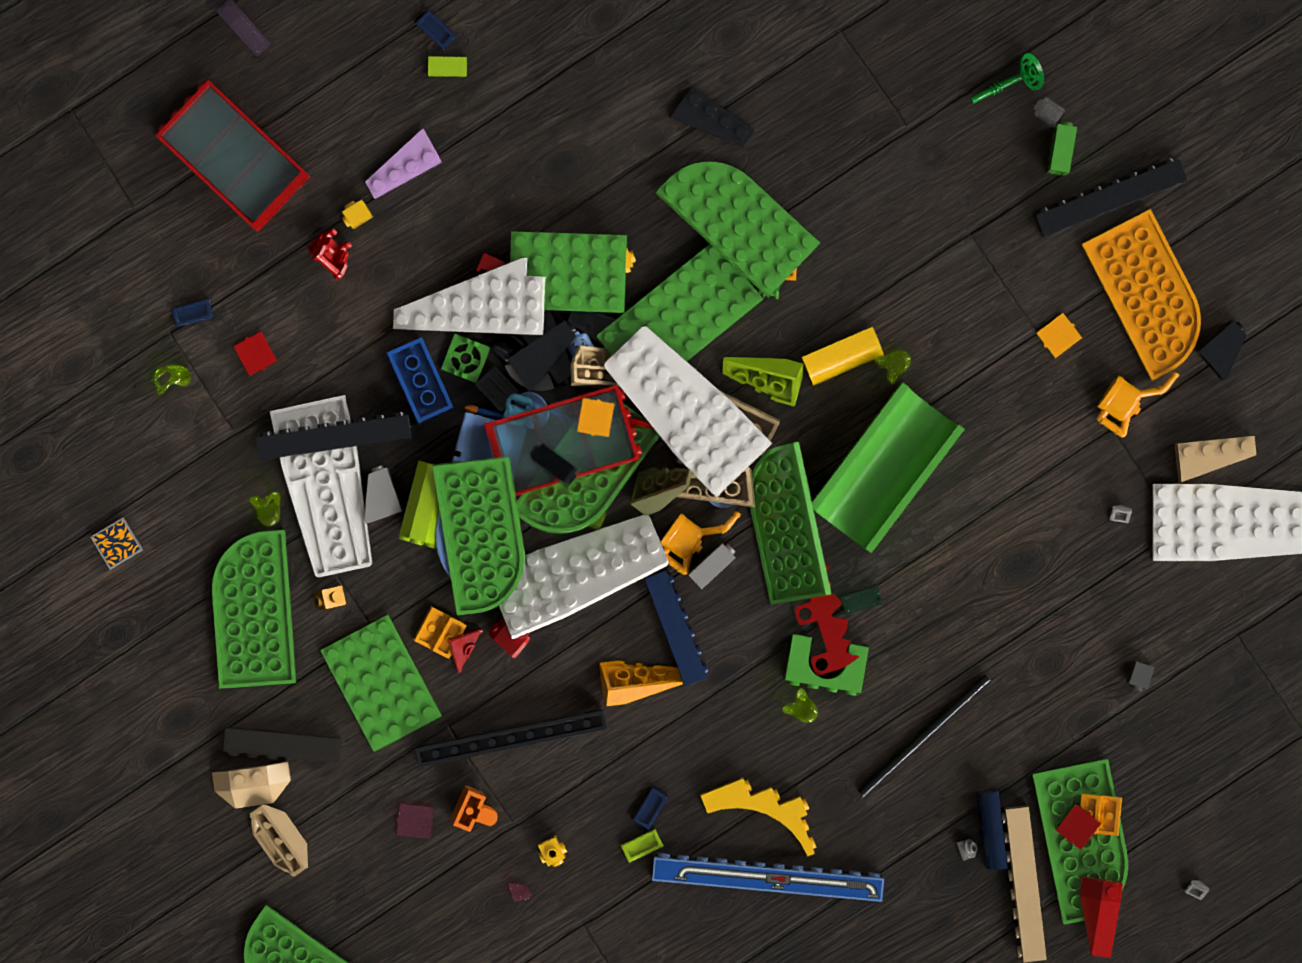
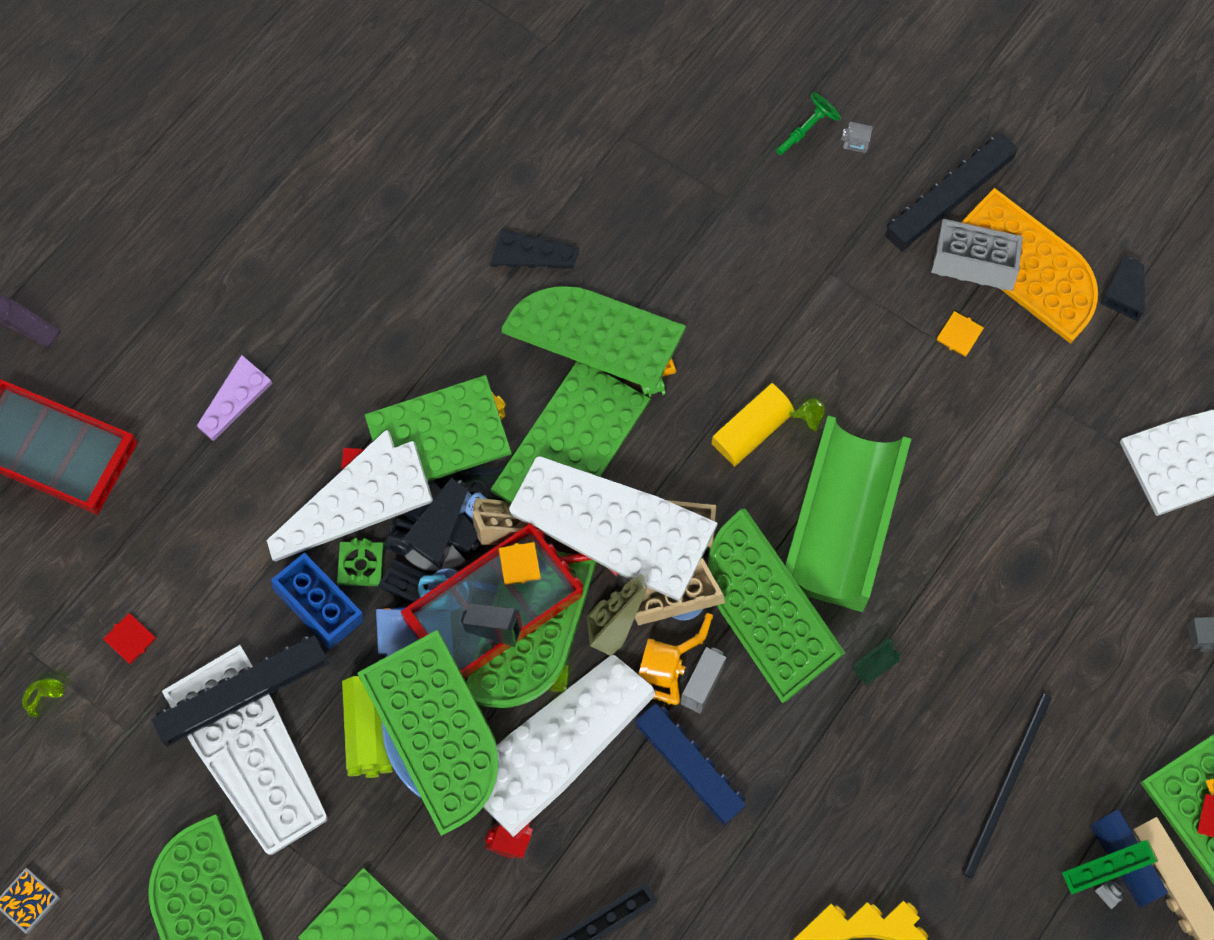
camera: 20 degrees left, 20 degrees down
(192, 313) = (48, 620): dark blue tile -> none
(267, 513) = (193, 805): clear neon green piece -> none
(329, 253) = (177, 505): red piece -> none
(329, 598) = (290, 873): bracket -> none
(356, 214) = (197, 459): yellow brick -> none
(381, 496) = (314, 739): light grey slope -> none
(435, 29) = (226, 263): dark blue tile -> none
(436, 630) = (429, 867): light orange slope -> none
(447, 66) = (248, 291): lime tile -> none
(462, 646) = (459, 874): red tile -> none
(627, 683) = (661, 845): light orange wedge -> none
(772, 376) = (689, 470): lime wedge -> none
(799, 671) = (844, 762): bright green arch -> none
(803, 708) = (866, 802): clear neon green piece -> none
(831, 629) = (860, 702): red piece -> none
(972, 831) = (1110, 866): none -> green plate
(1061, 149) = (885, 161): bright green brick -> none
(1103, 271) = (977, 255): none -> light grey slope
(1120, 514) = (1103, 479): light grey slope -> none
(1122, 401) = (1053, 369): light orange piece -> none
(1206, 456) = (1161, 391): tan wedge -> none

